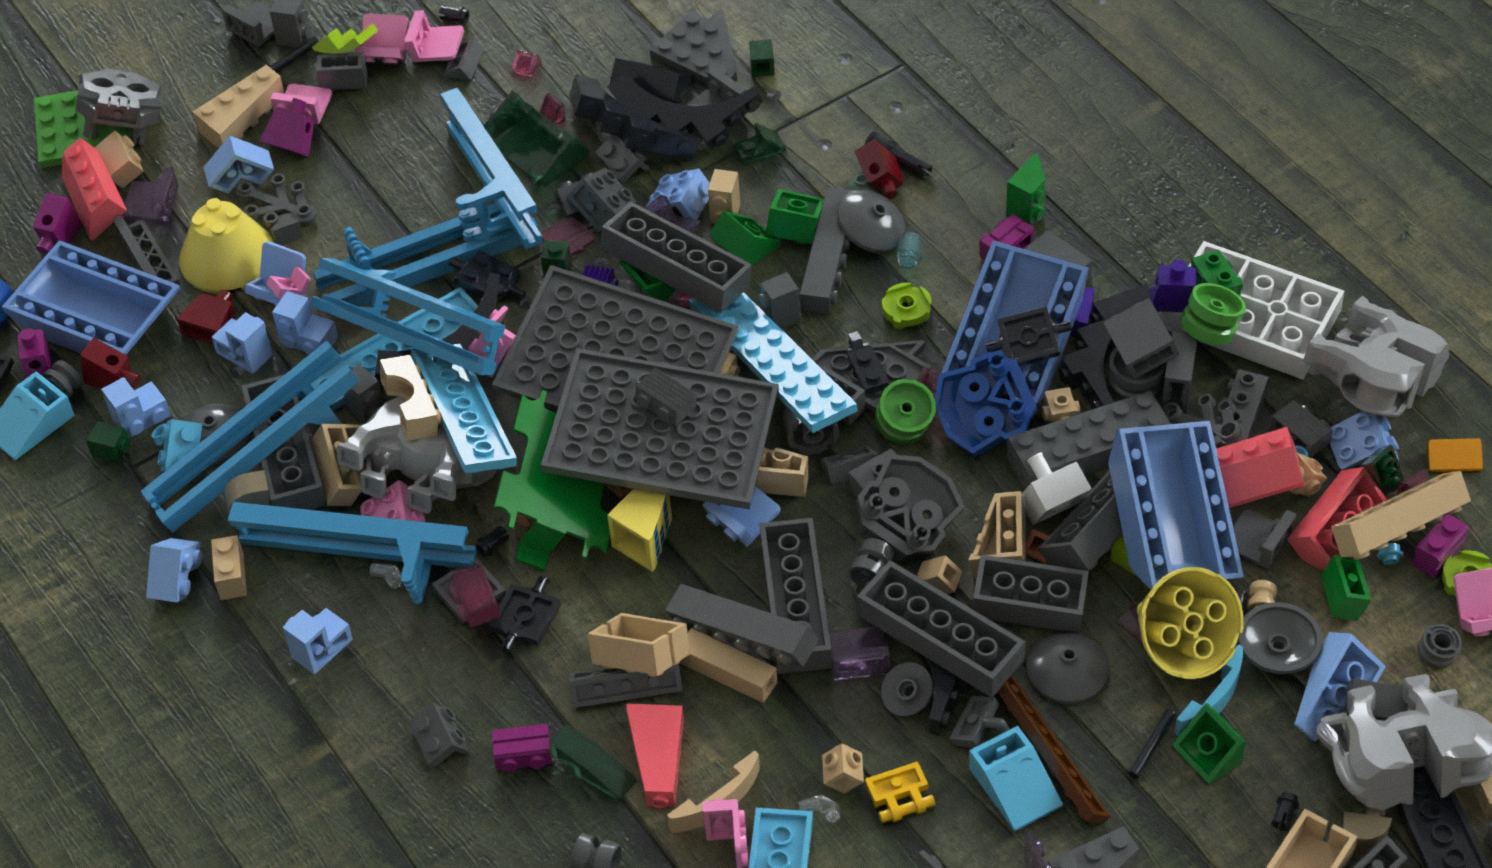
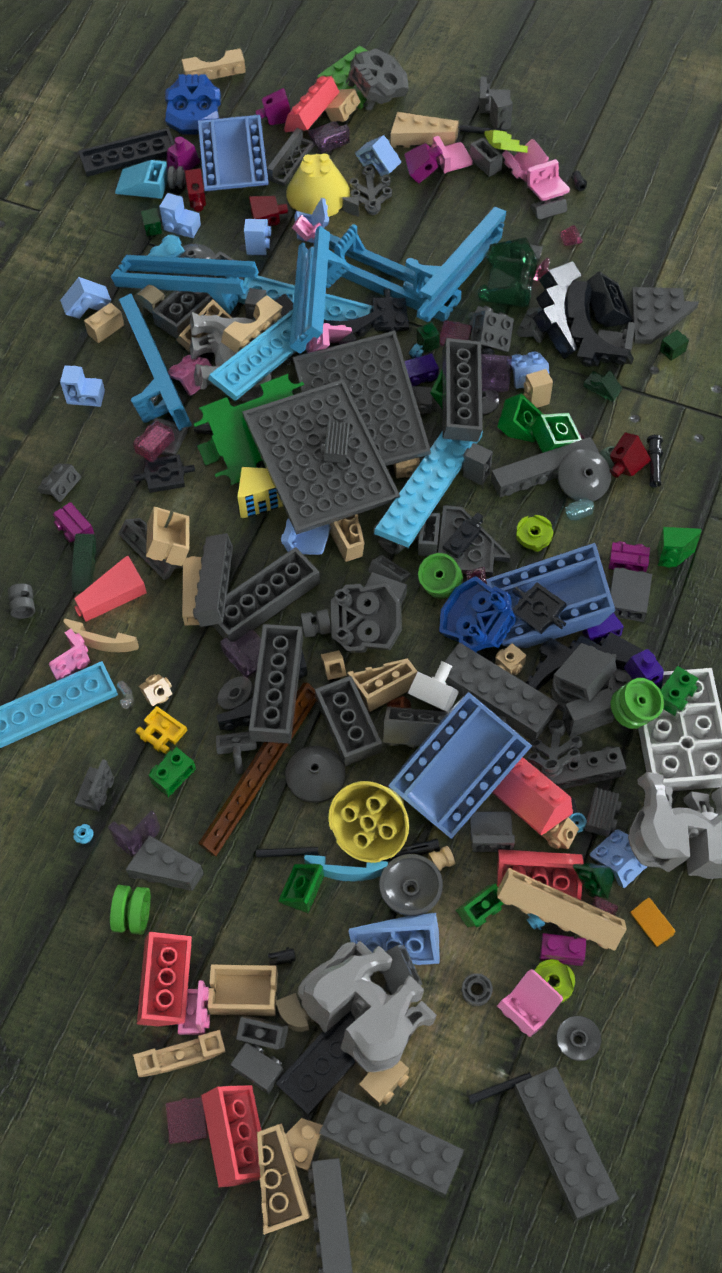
camera: 55 degrees right, 10 degrees up
(299, 326) = (285, 252): light blue brick -> none
(967, 805) = (172, 771): none -> green brick
(1014, 778) = (205, 786): medium azure slope -> none

